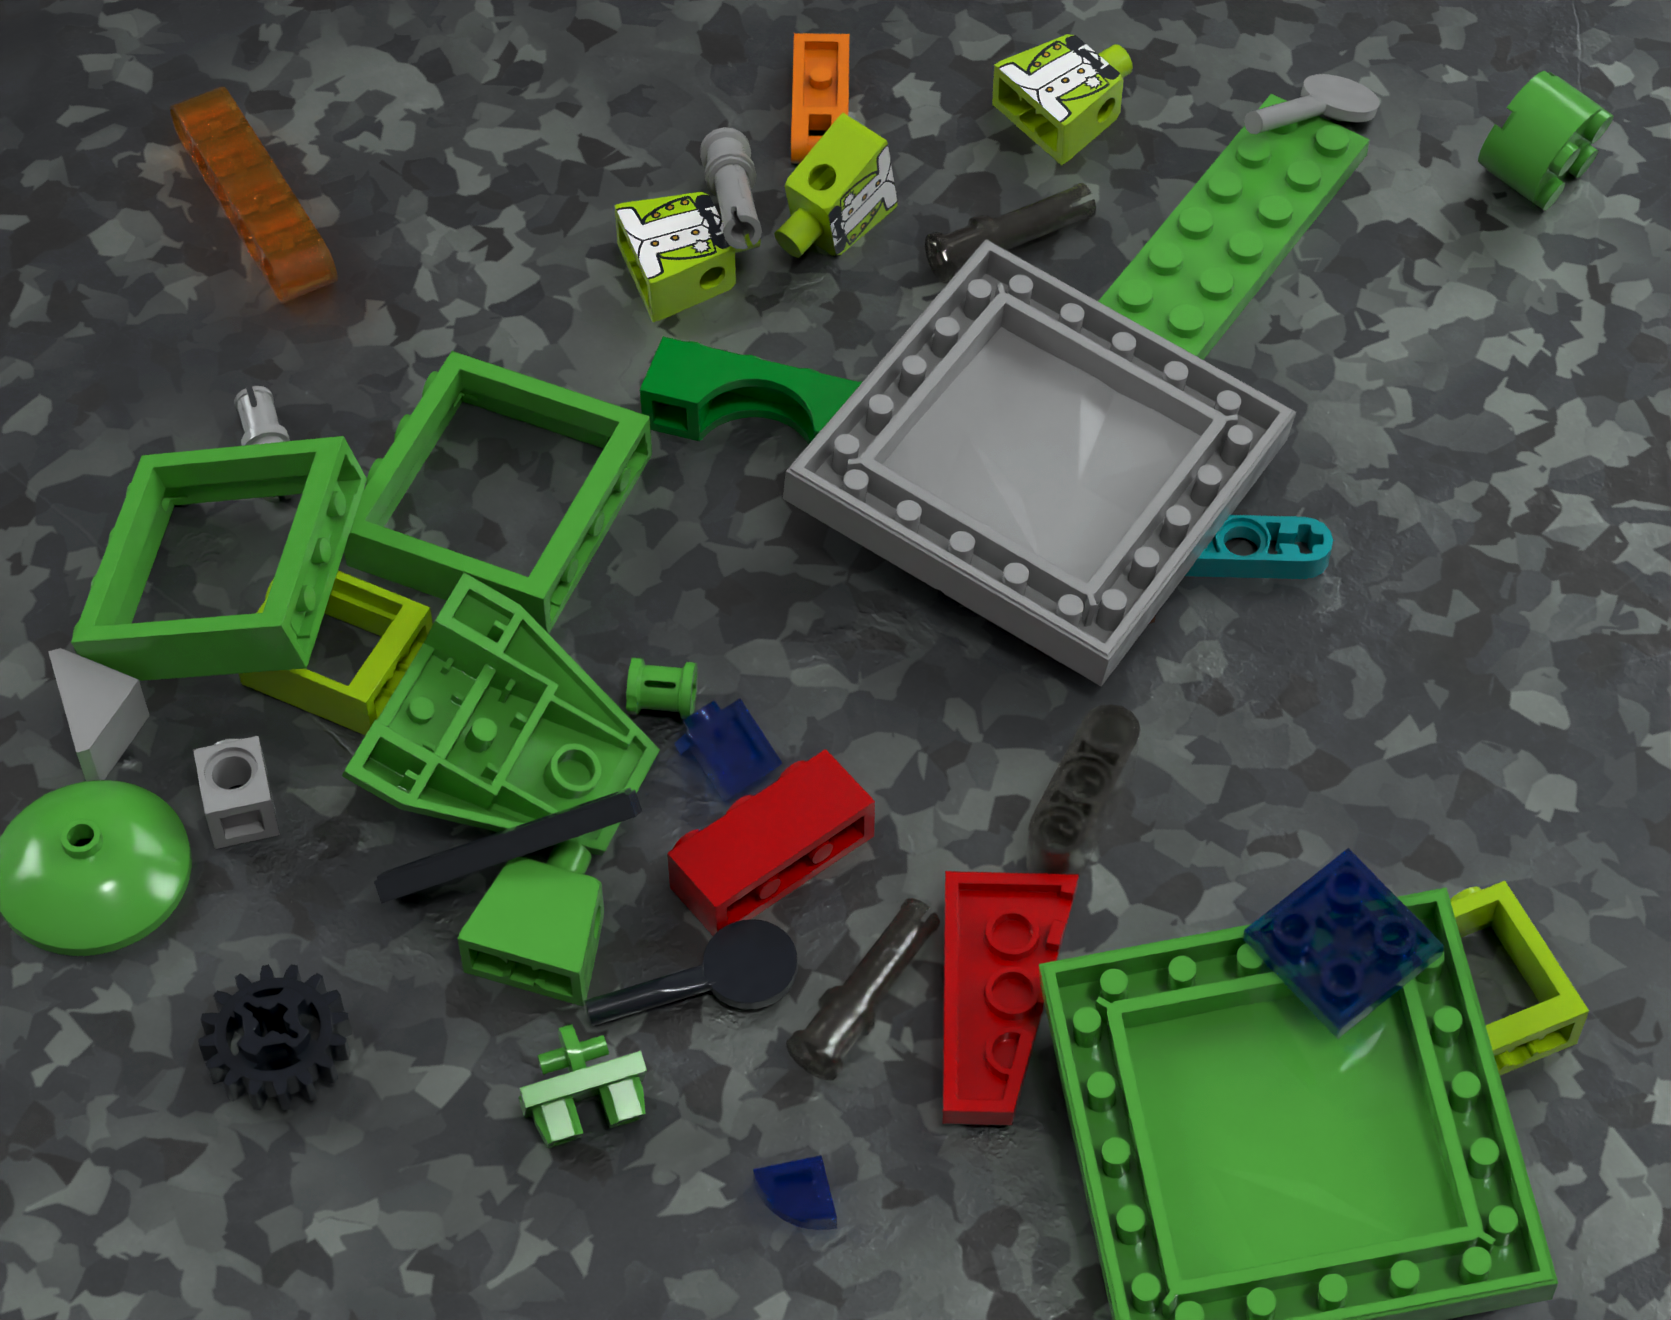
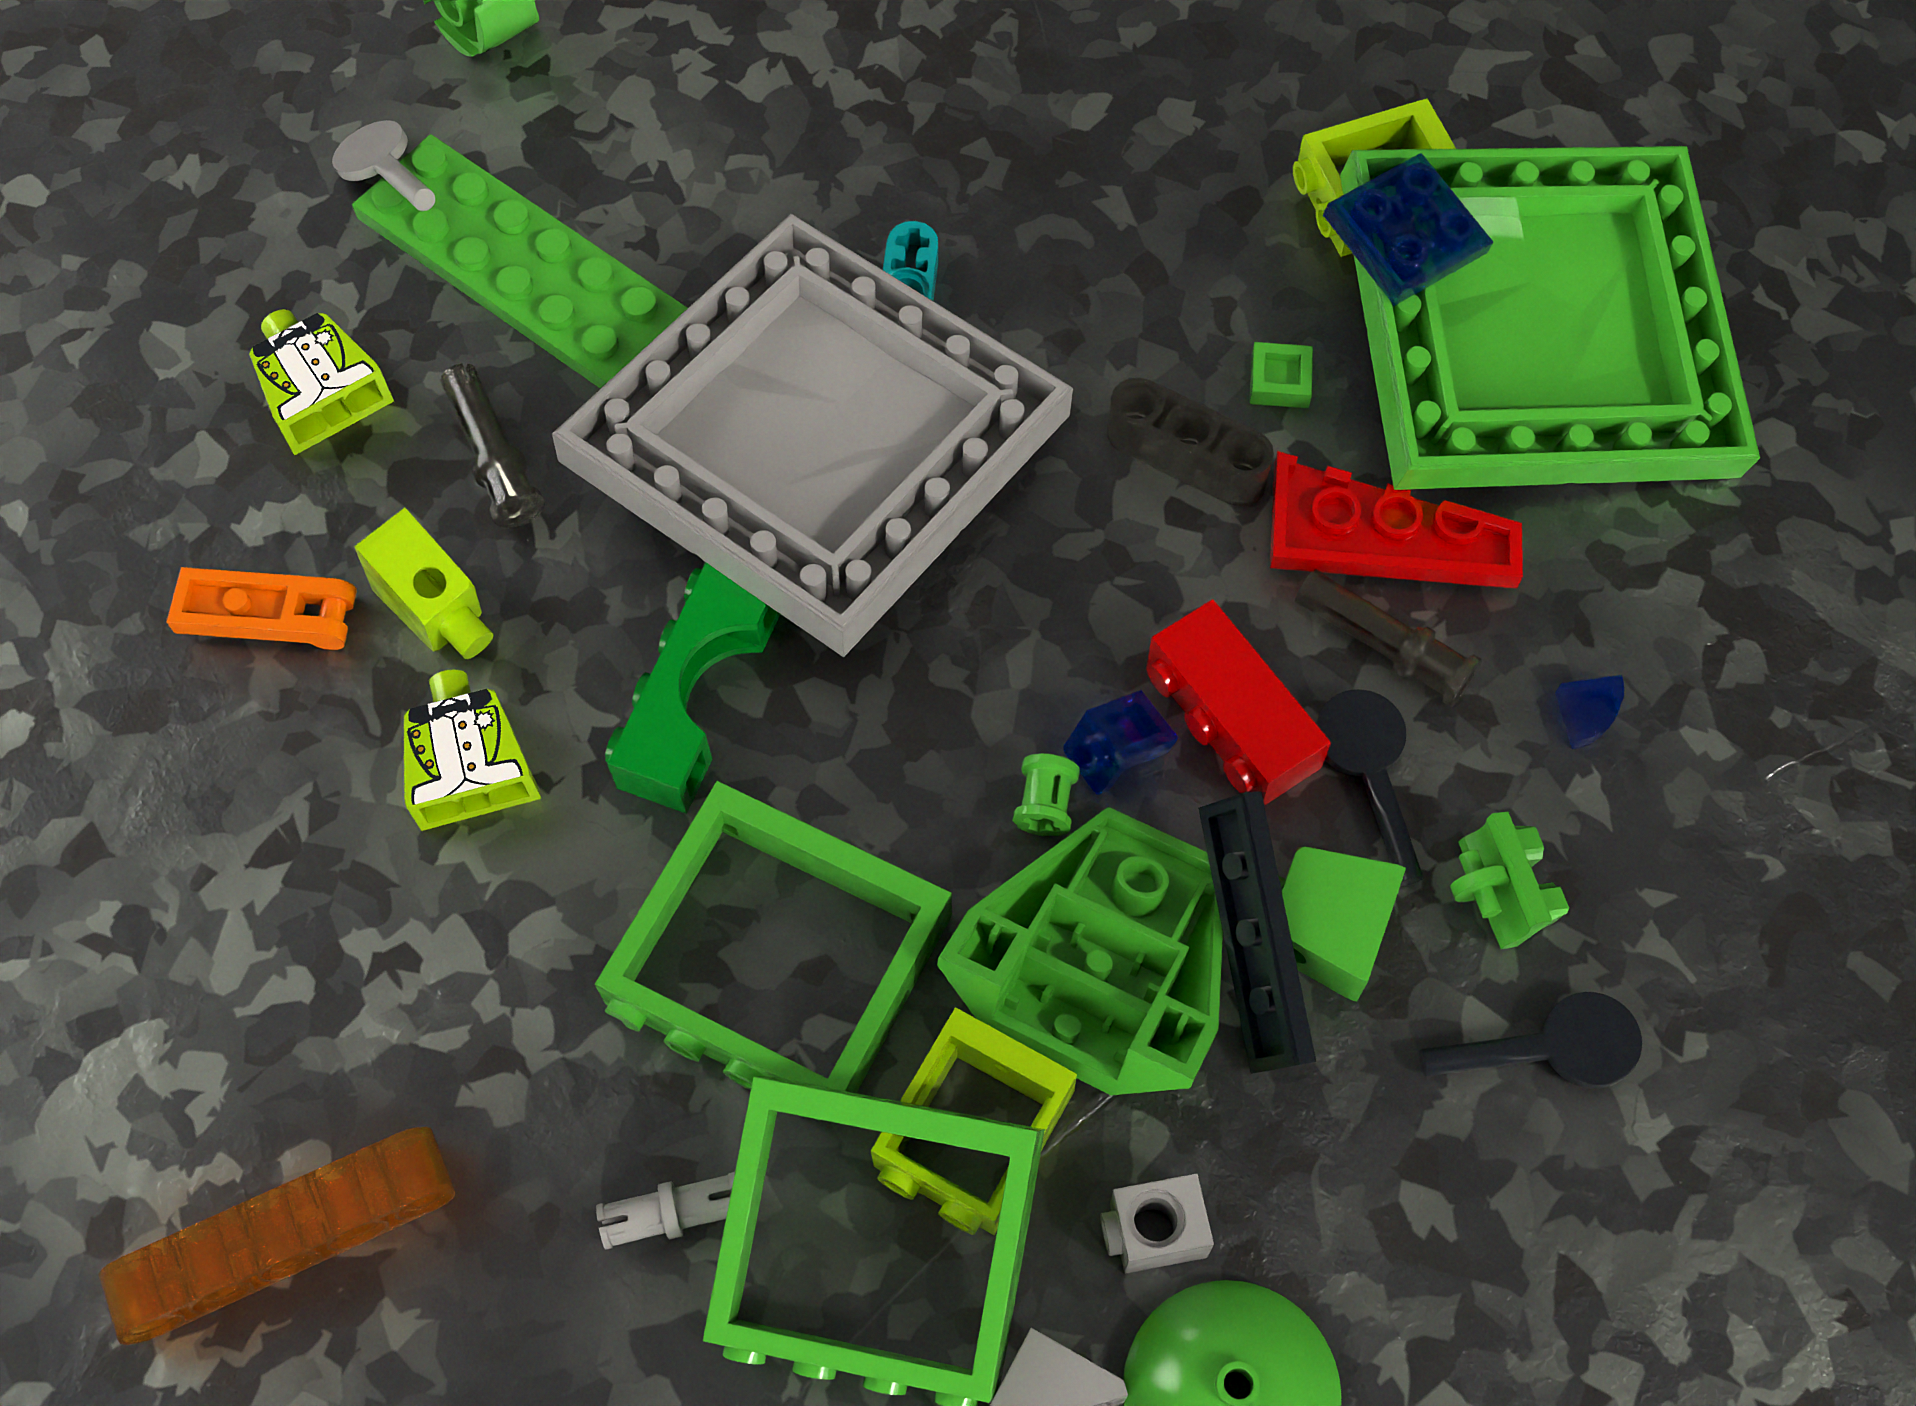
camera: 85 degrees left, 10 degrees up
(275, 1038) = (1483, 1187): black gear -> none
(416, 1163) = (1584, 1038): none -> black piece
(731, 177) = (376, 693): light grey pin -> none
(1194, 893) = (1281, 375): none -> bright green tile

